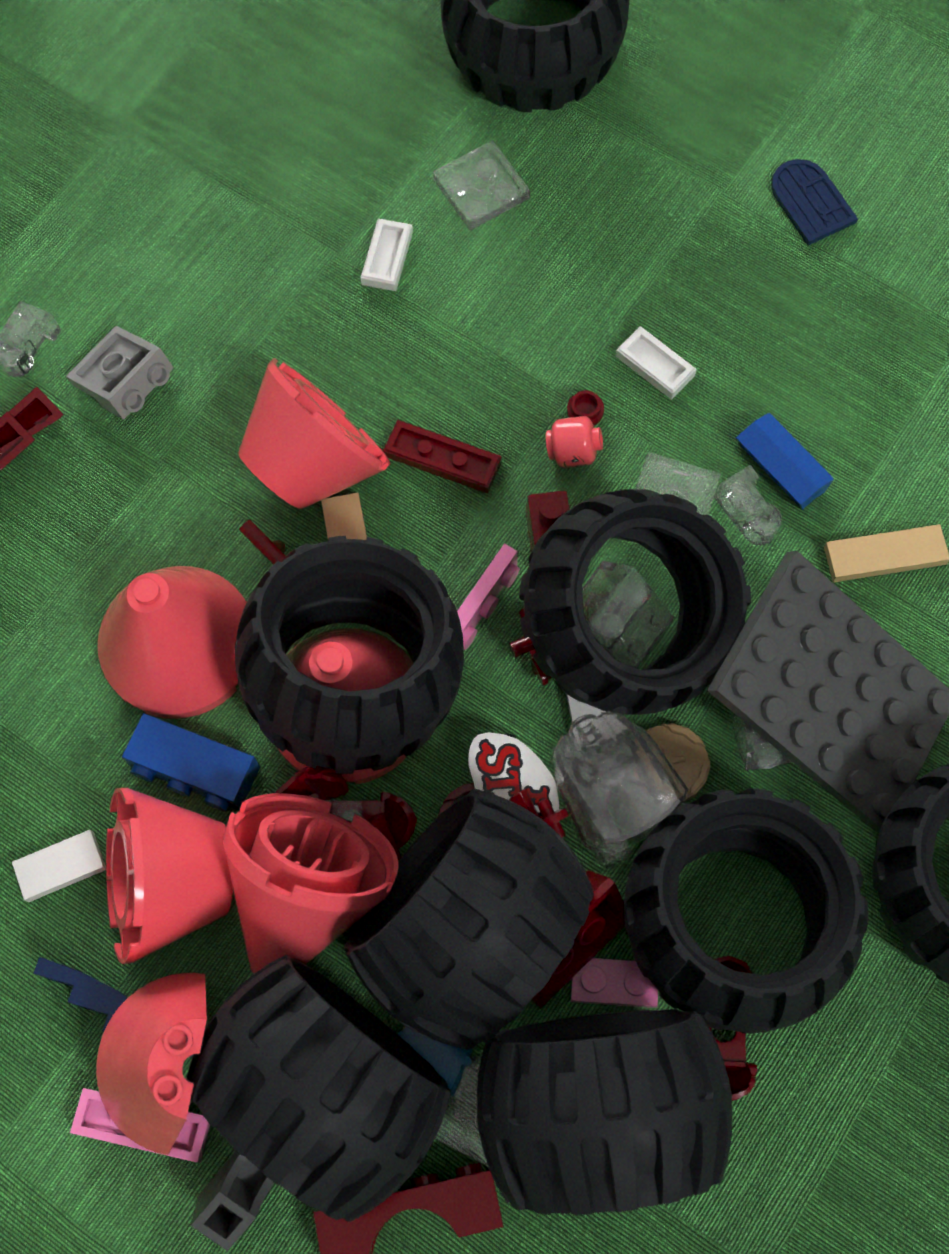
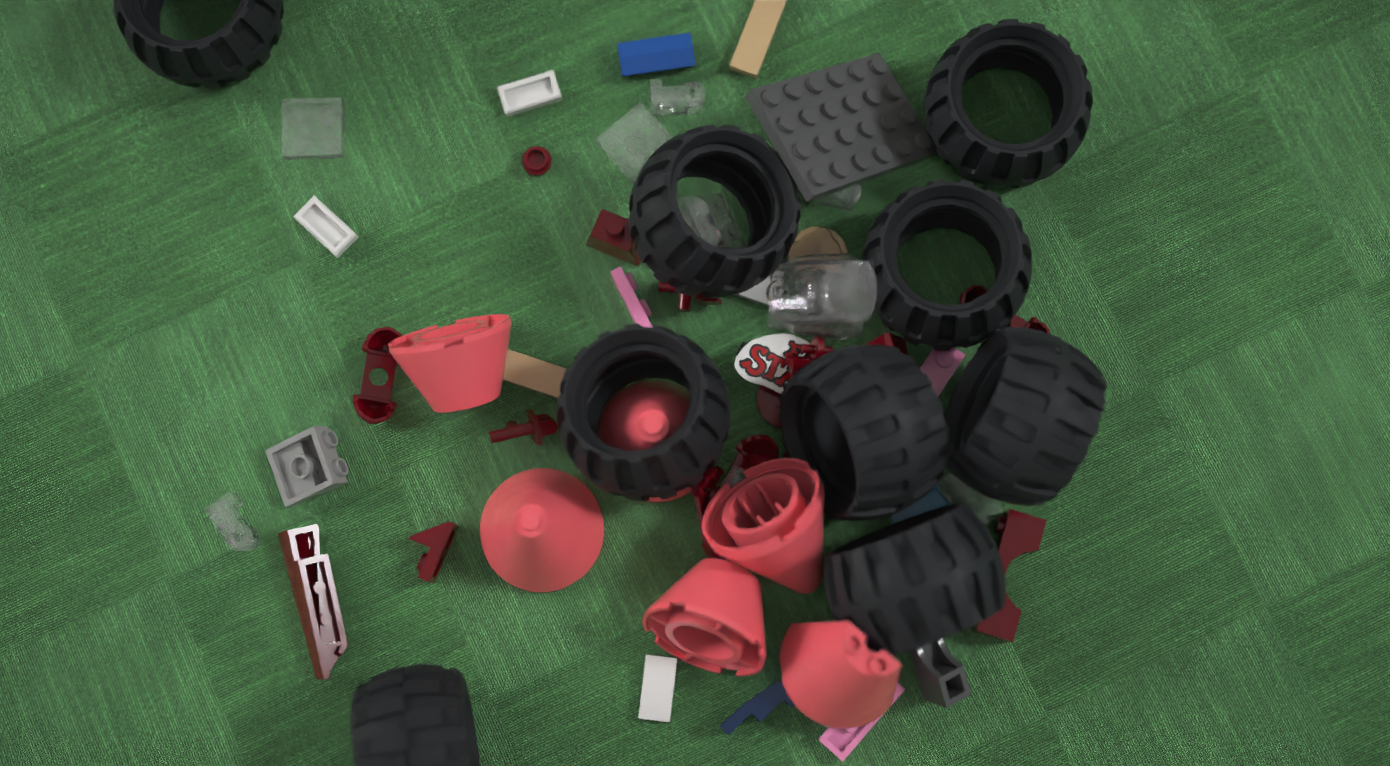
camera: 60 degrees left, 10 degrees up
(102, 543) = (439, 541): none -> dark red slope
(190, 763) = (639, 564): blue brick -> none
(225, 397) = (374, 401): none -> dark red piece
(442, 456) = (512, 277): dark red tile -> none
(573, 442) = (559, 183): coral head -> none

